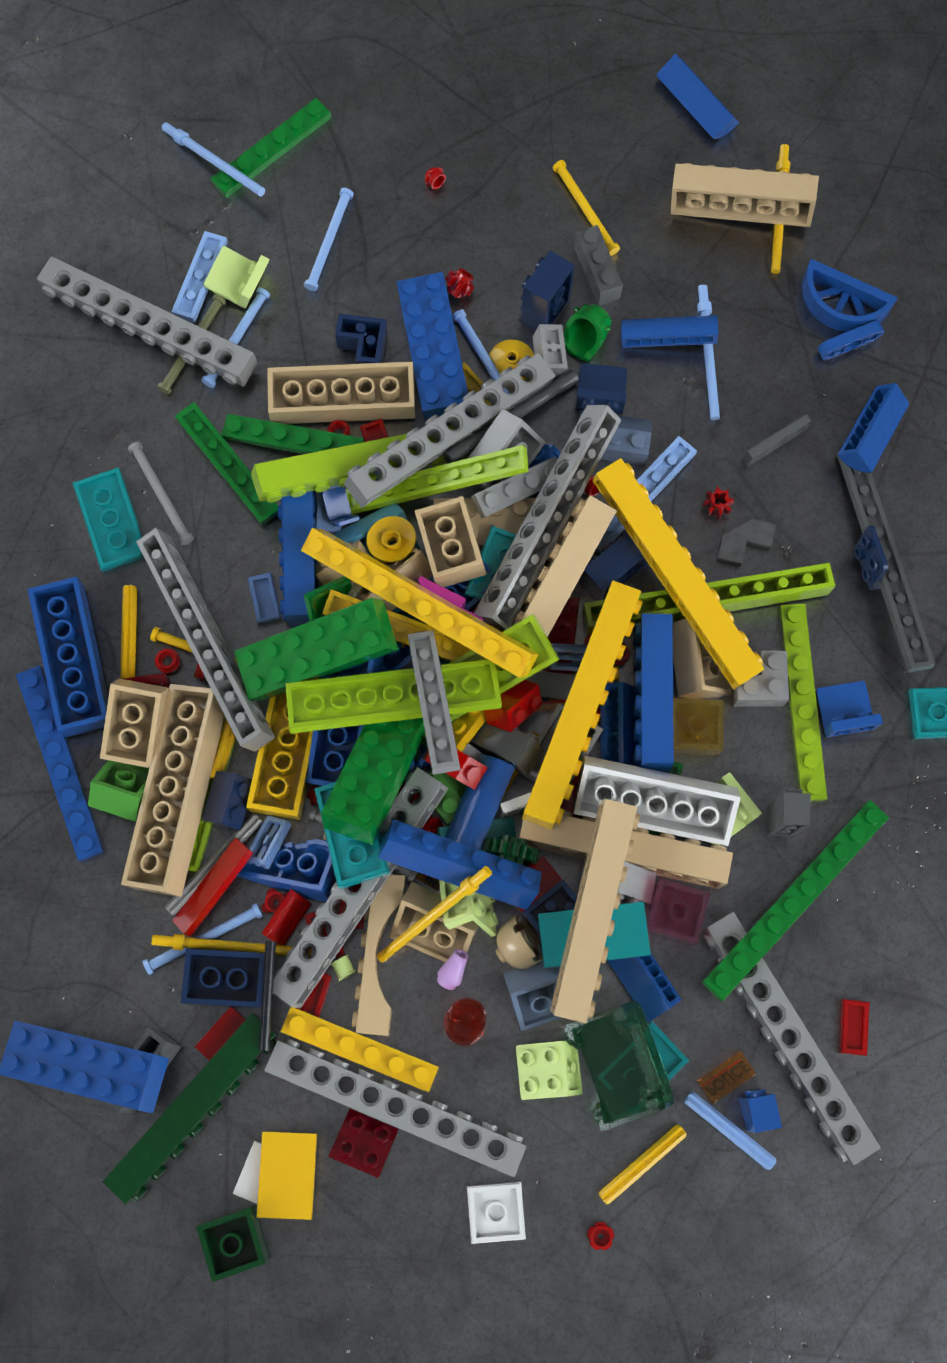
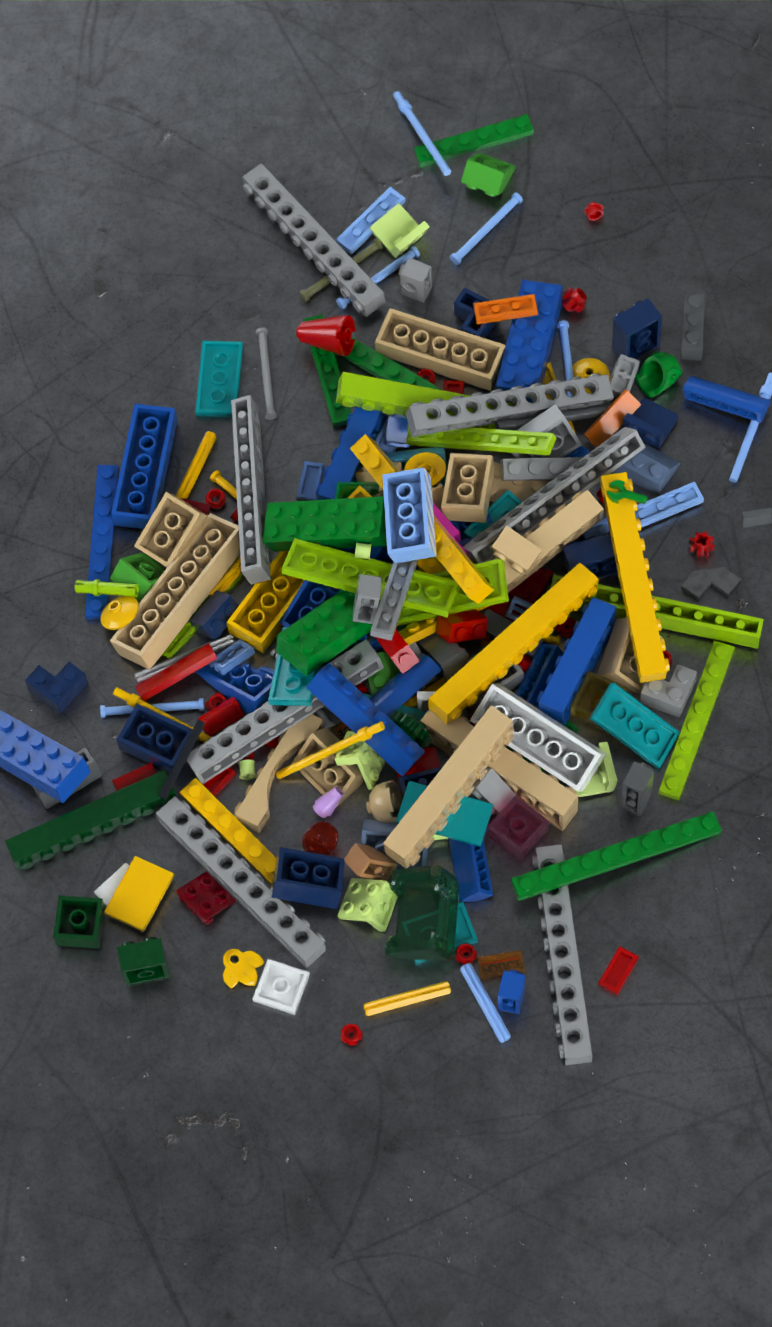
camera: 30 degrees right, 10 degrees down
(78, 823) = (106, 588): none -> lime pin
(87, 965) = (57, 690): none -> dark blue brick
(117, 843) = (119, 612): none -> yellow dish
(212, 423) = (329, 334): none -> red cone
(280, 324) = (415, 280): none -> light grey brick
(303, 179) = (487, 174): none -> bright green slope
(329, 1262) = (143, 961): none -> dark green brick
(371, 668) = (363, 550): none -> yellowish green axle
(395, 321) = (505, 309): none -> orange tile
(406, 728) = (366, 599): none -> light grey brick
(411, 608) = (409, 515): none -> light blue brick
(445, 1212) = (243, 970): none -> yellow plate
(474, 1076) = (308, 878): none -> dark blue brick
(531, 1026) = (369, 862): none -> medium nougat slope
(543, 597) = (516, 550): none -> tan brick
(560, 168) = (712, 317): yellow bar -> none
(561, 400) = (611, 419): none -> orange tile
(622, 476) = (623, 493): none -> green bar
(685, 1089) = (465, 948): none -> red plate
(747, 739) = (634, 725): none -> teal tile
(846, 709) = (727, 738): blue bracket -> none

